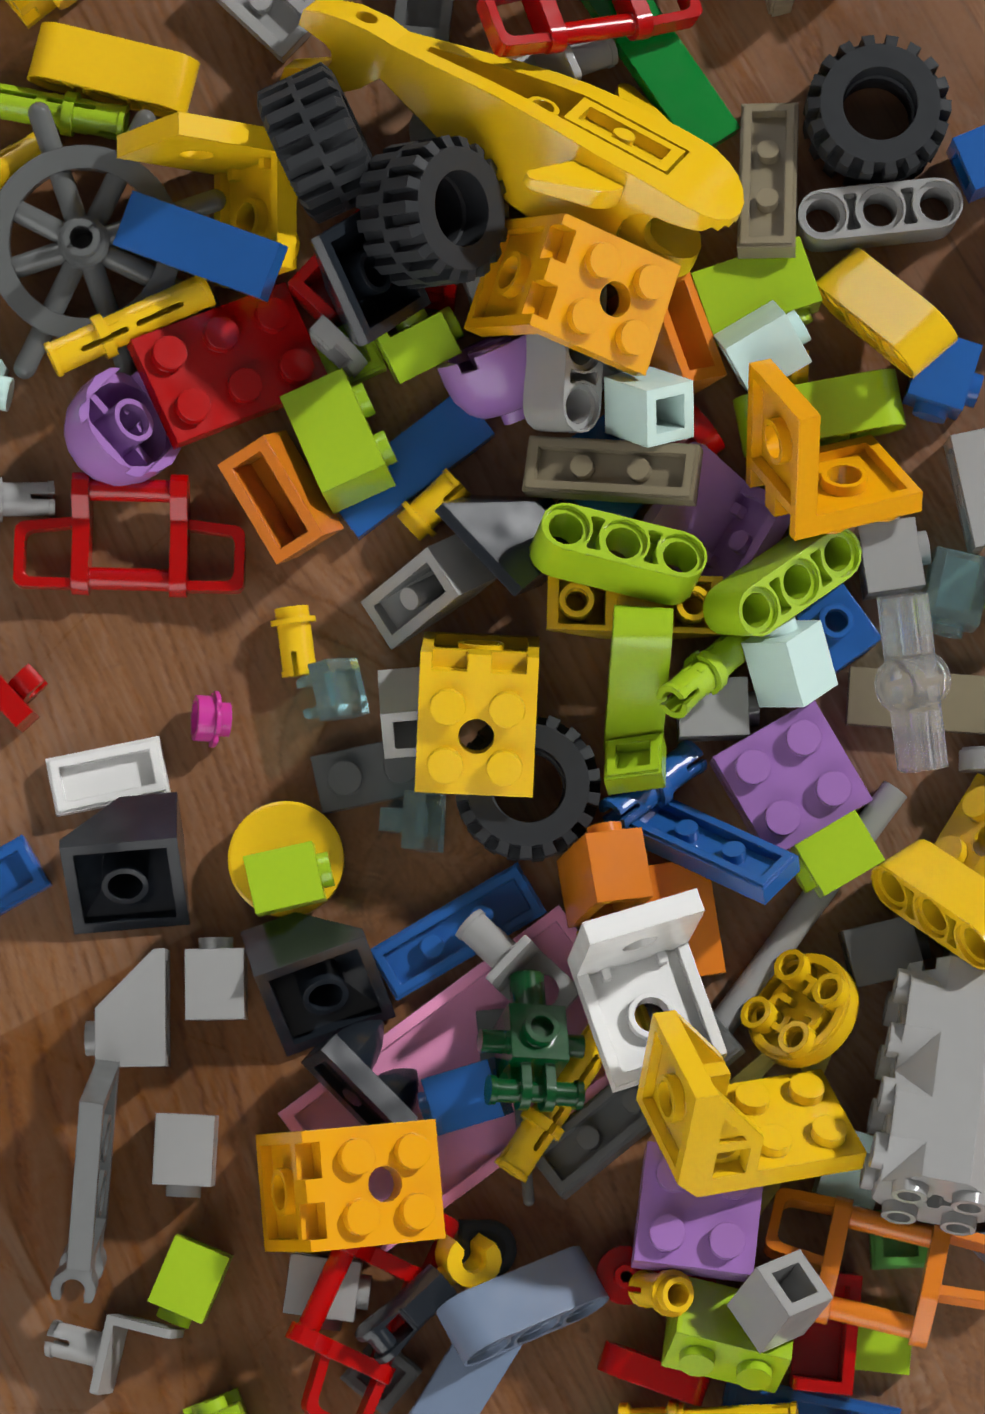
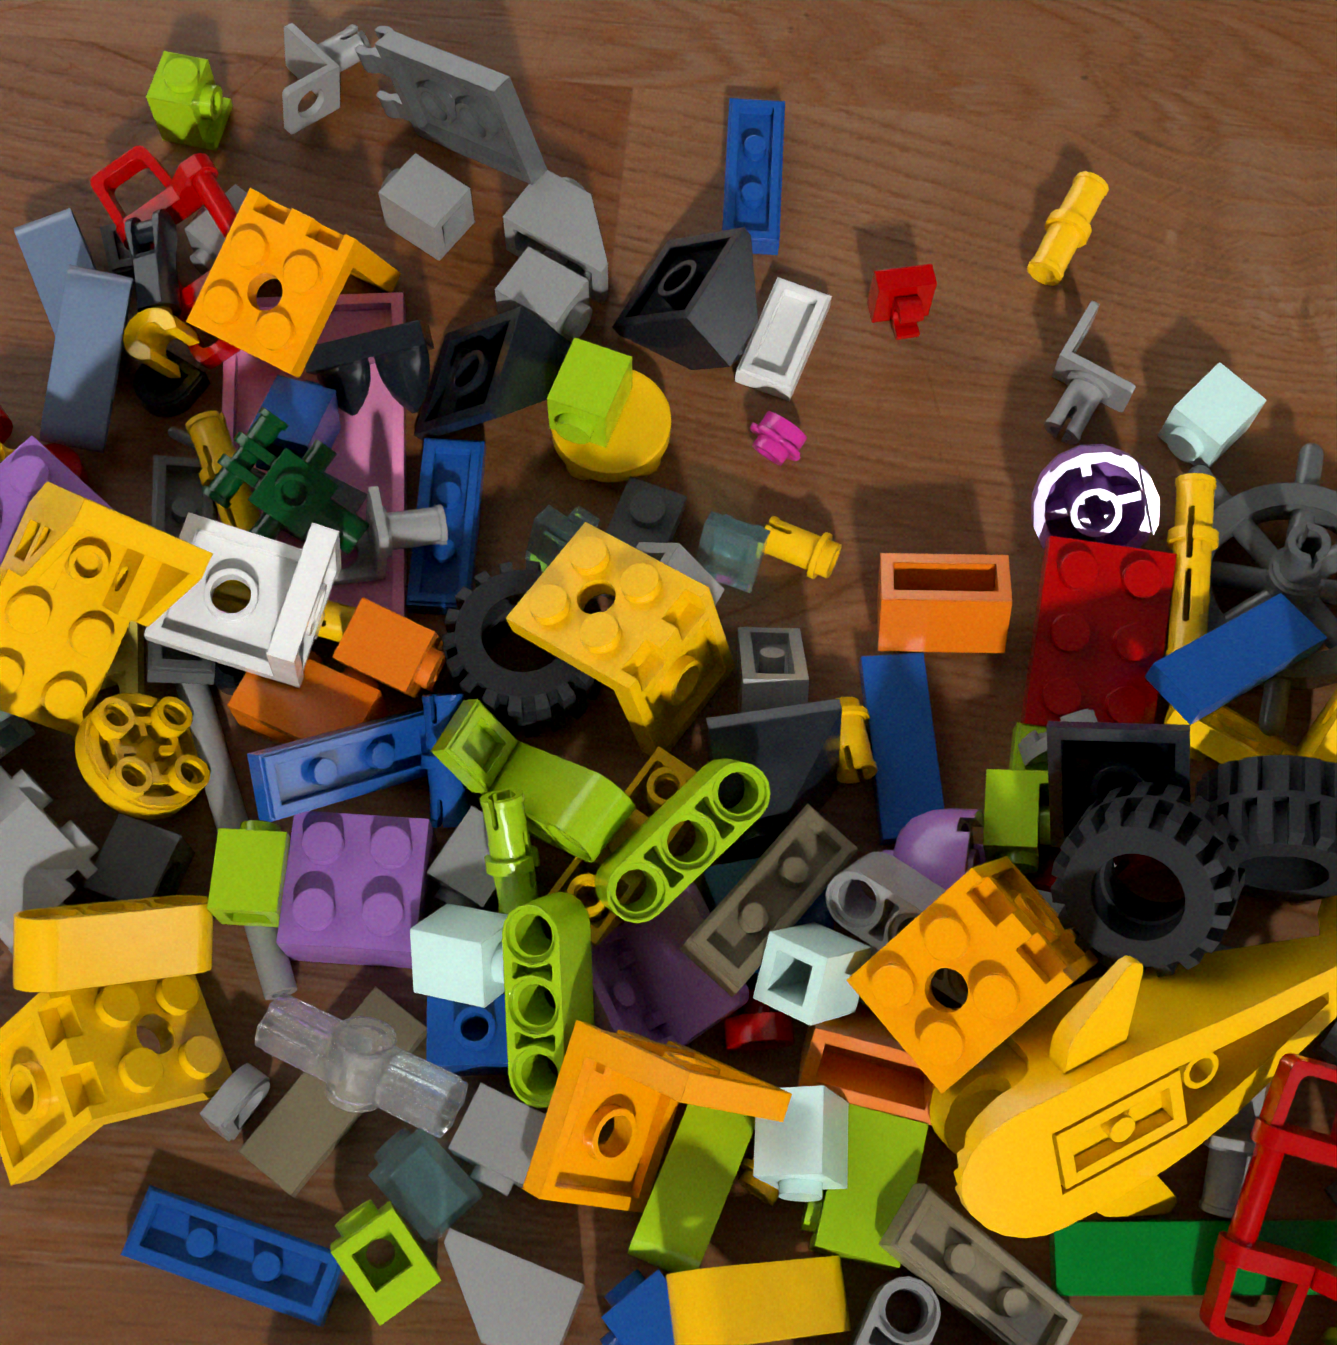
camera: 120 degrees right, 15 degrees down
(87, 578) = (978, 417): red bar -> none
(189, 1281) = (322, 151): lime brick -> none
(338, 439) = (965, 685): lime brick -> none

